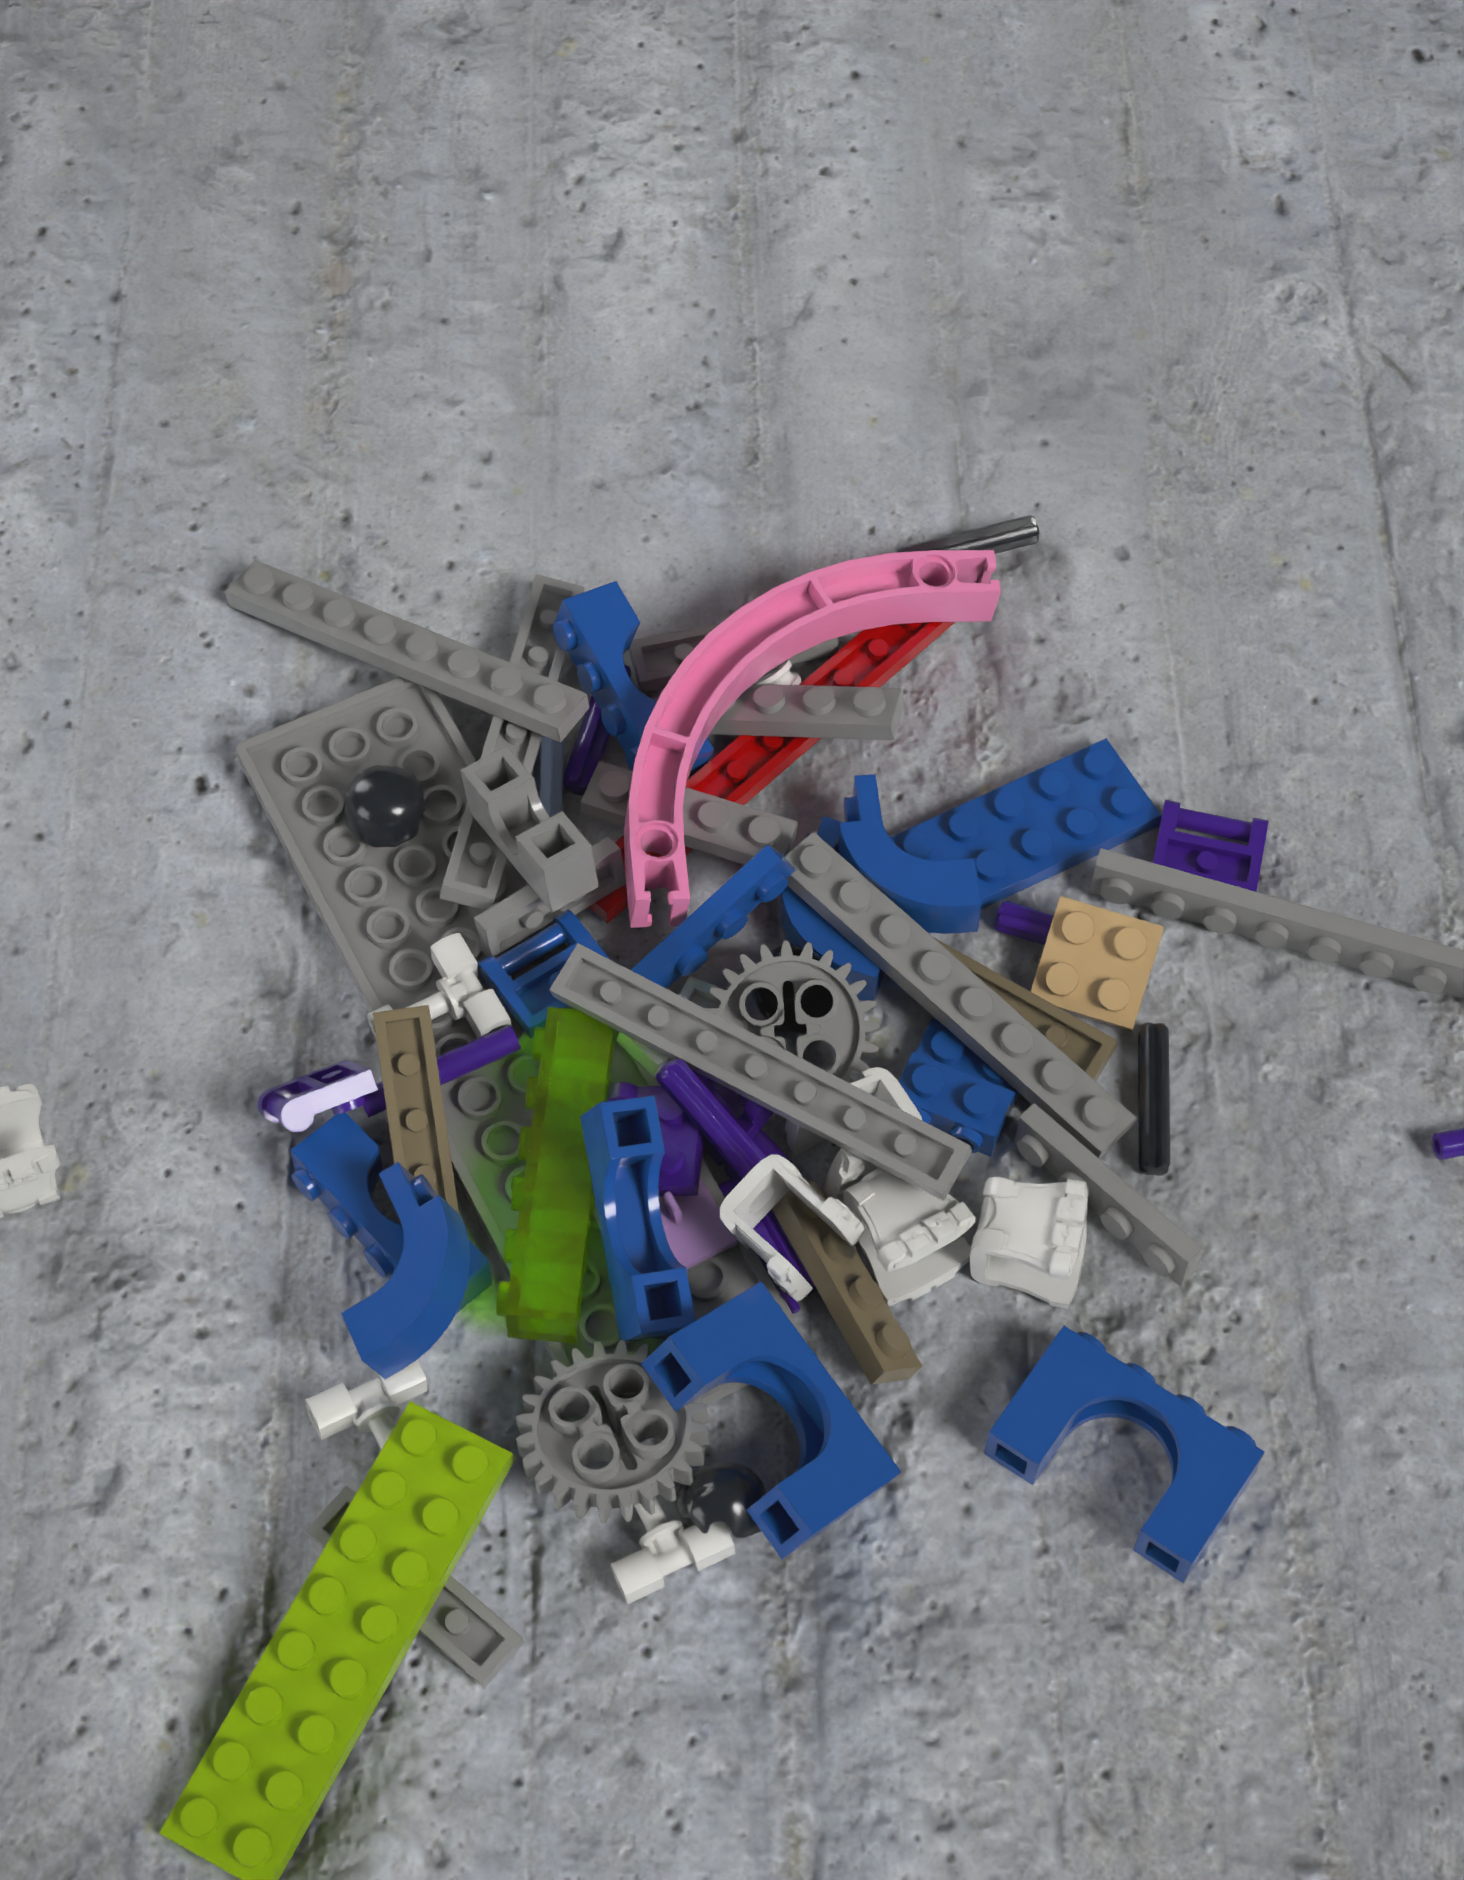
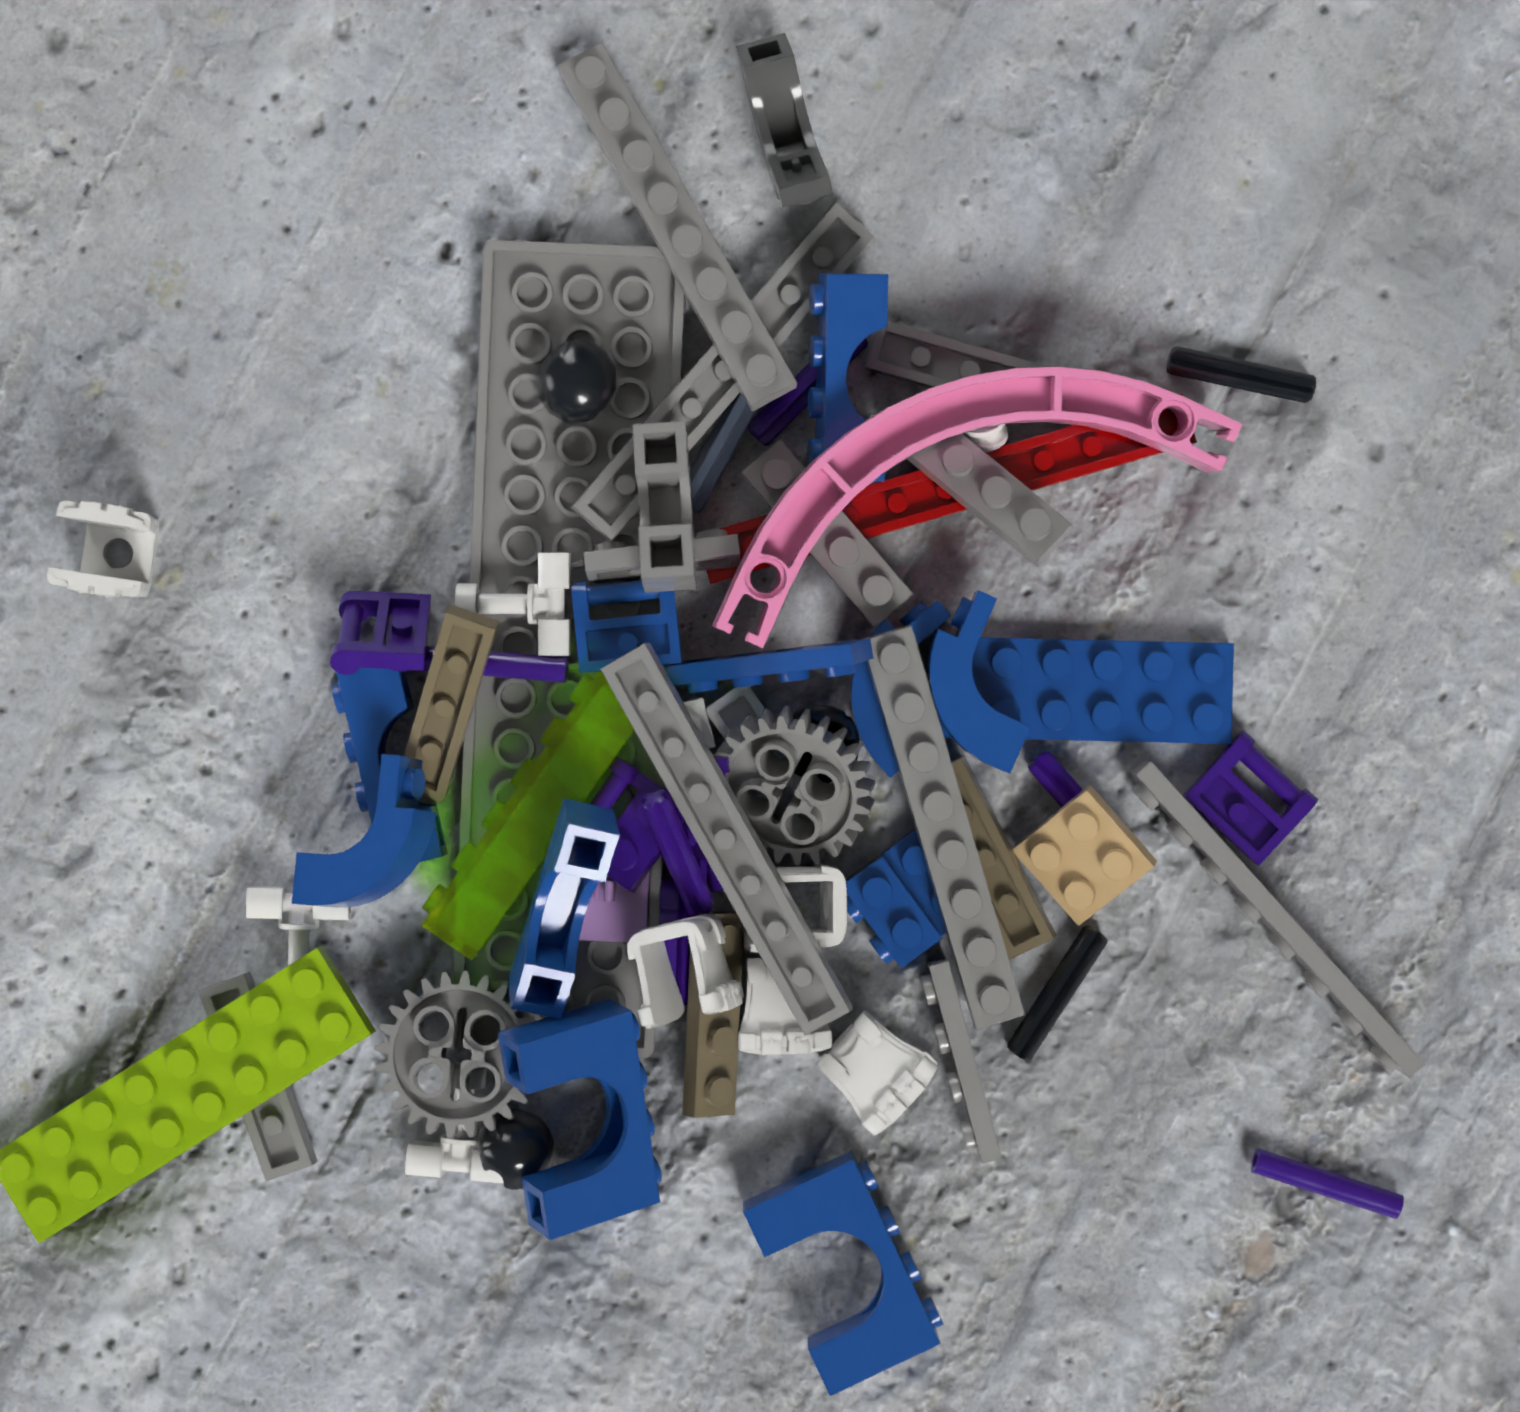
camera: 30 degrees right, 30 degrees up
(448, 539) = (783, 121): none -> dark grey arch

